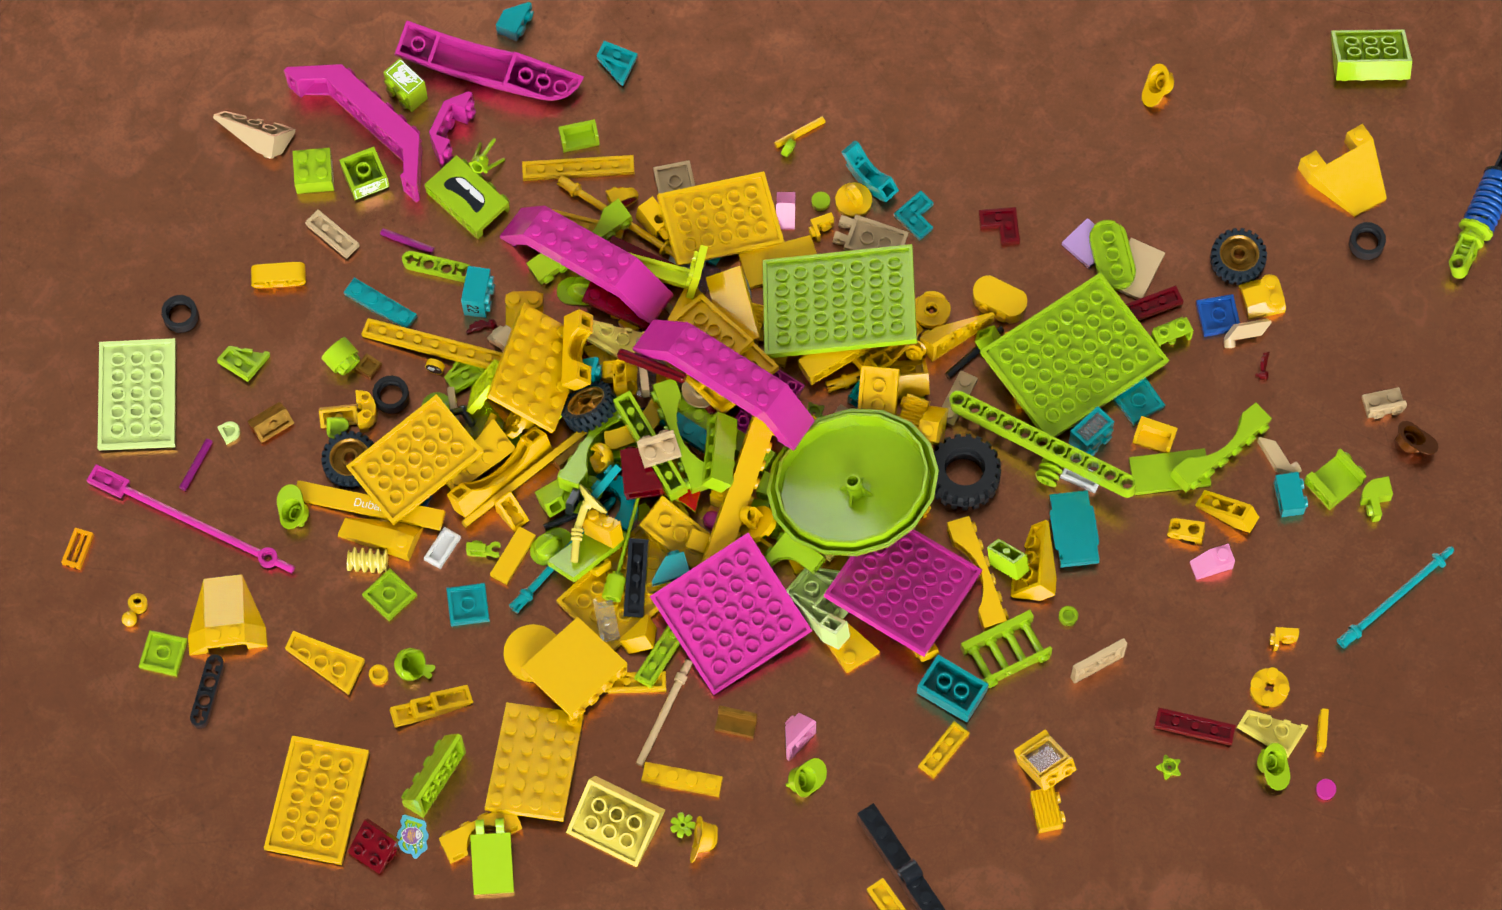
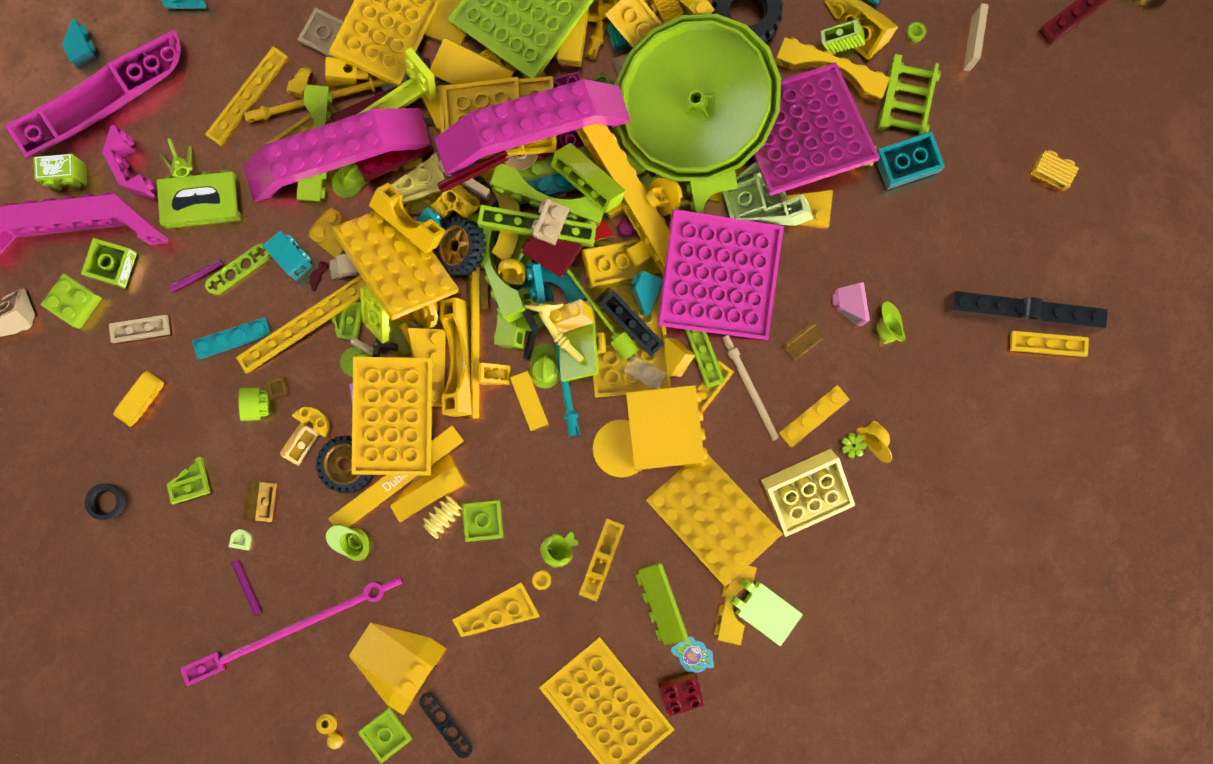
camera: 55 degrees left, 15 degrees up
(65, 561) = (246, 732): light orange tile -> none
(137, 394) = (146, 589): yellowish green plate -> none
(336, 425) = (307, 453): lime tile -> none
(387, 381) = (302, 387): black tyre -> none
(434, 366) = (321, 337): tile -> none
(442, 547) = (477, 449): white tile -> none
(468, 604) = (540, 466): teal tile -> none
(478, 549) = (502, 423): lime plate -> none
(579, 136) = (221, 73): lime panel -> none
(943, 749) = (946, 206): yellow tile -> none
(1044, 760) = (1021, 140): yellow window -> none
(1169, 762) = (1094, 55): lime plate -> none

